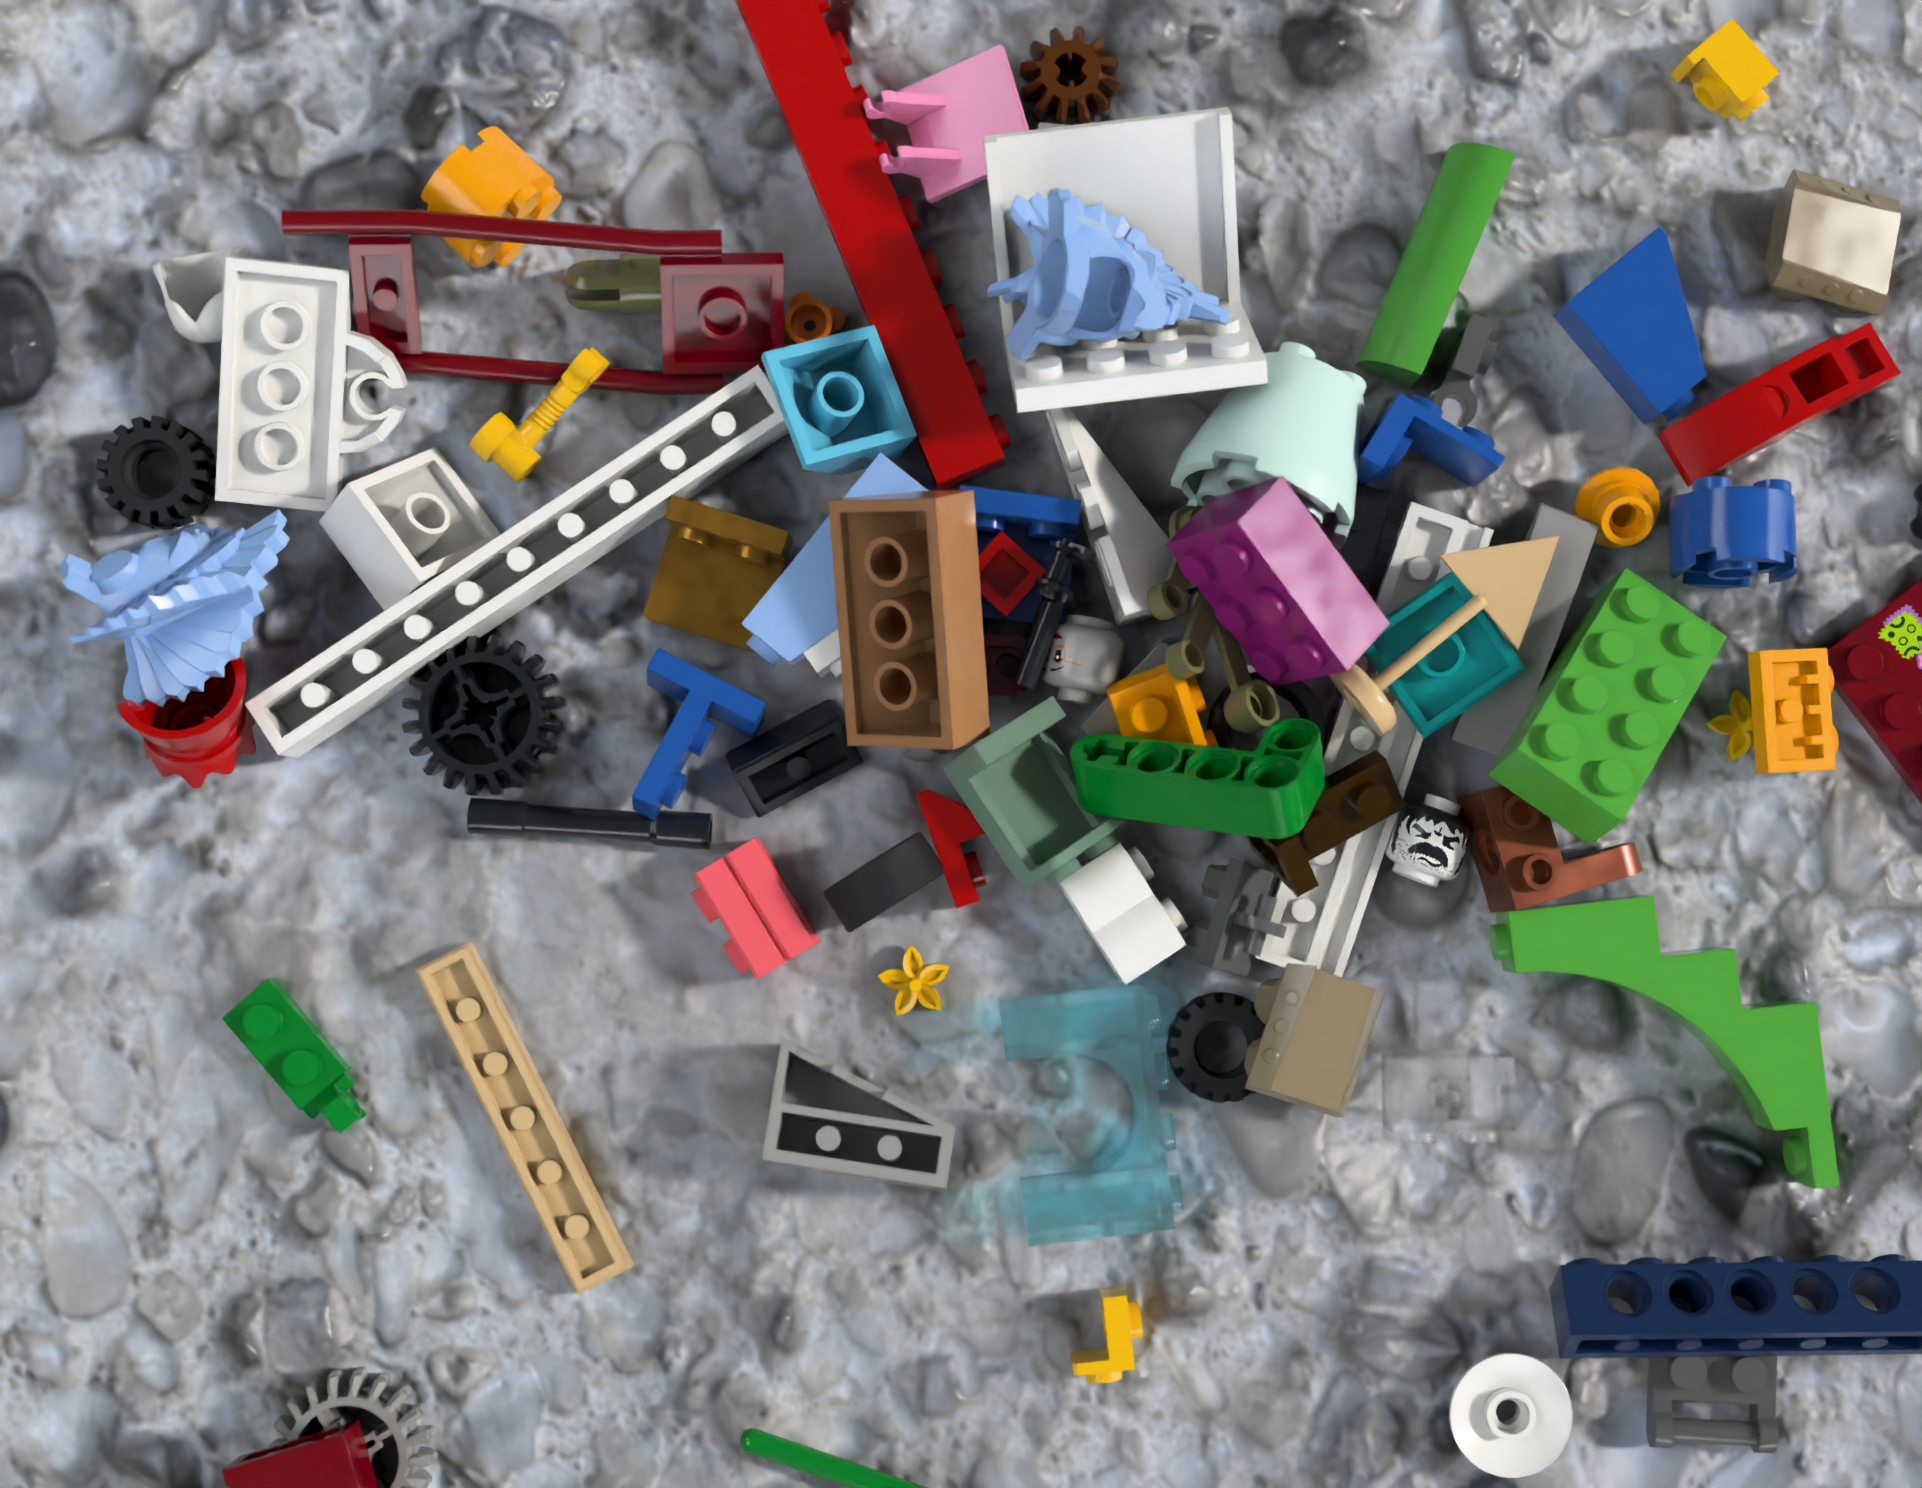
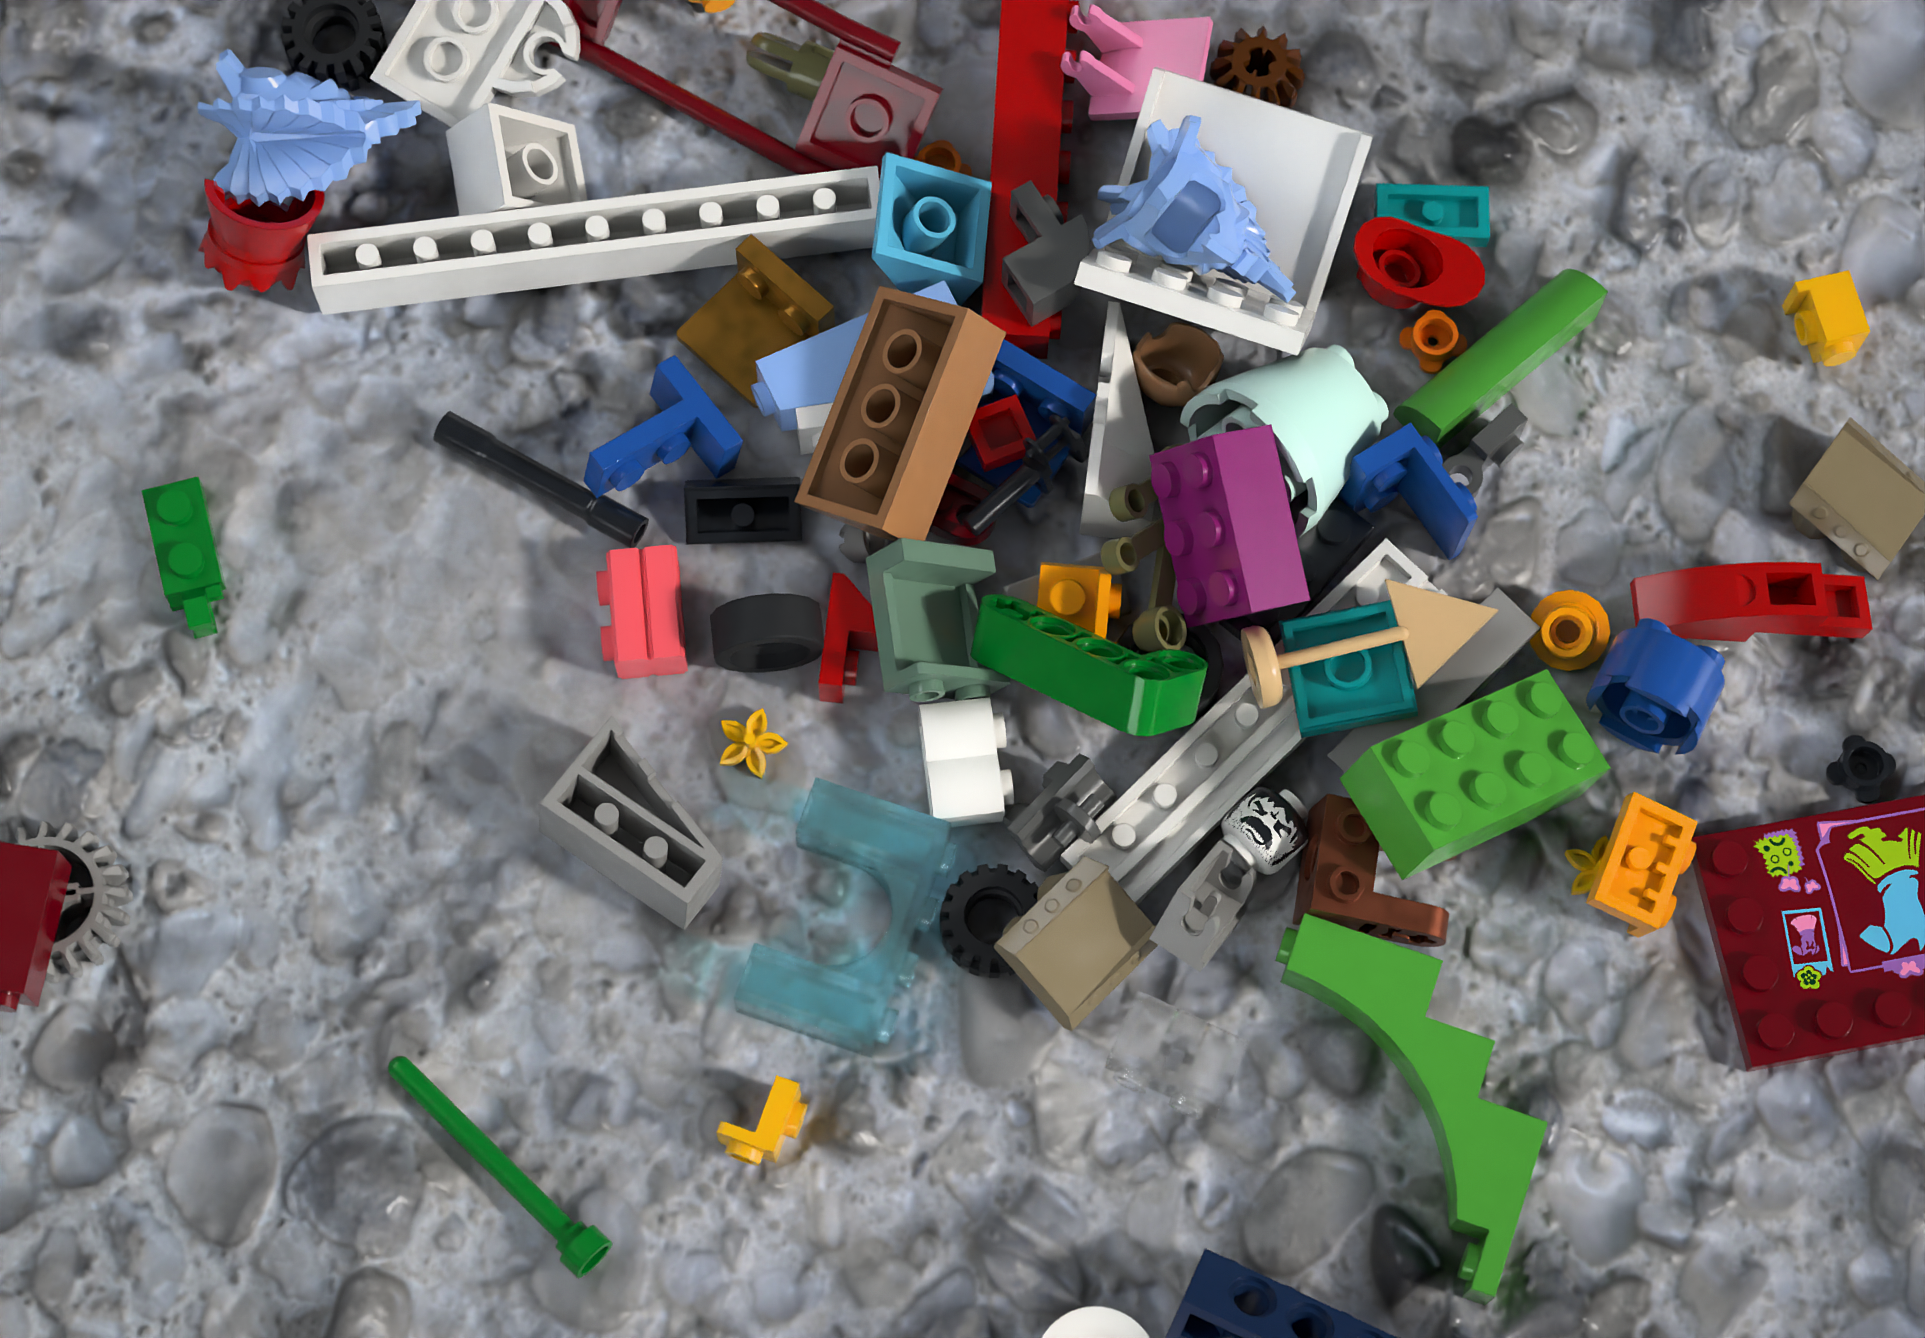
camera: 20 degrees right, 15 degrees down
(460, 725) = (453, 344): black gear -> none
(513, 445) = (636, 149): yellow brick -> none
(524, 1117) = (351, 699): tan tile -> none
(980, 385) = (1043, 271): none -> dark grey brick
(1083, 659) = (1033, 533): light grey head -> none
(1136, 430) = (1176, 364): none -> medium nougat hair
(1303, 145) = (1445, 209): none -> teal plate
(1319, 211) = (1415, 265): none -> red piece
(1348, 804) = (1184, 756): dark brown bracket -> none
(1378, 270) = (1438, 326): none -> orange plate
(1413, 954) = (1204, 910): none -> light grey hinge
(1639, 330) = (1652, 487): blue slope -> none

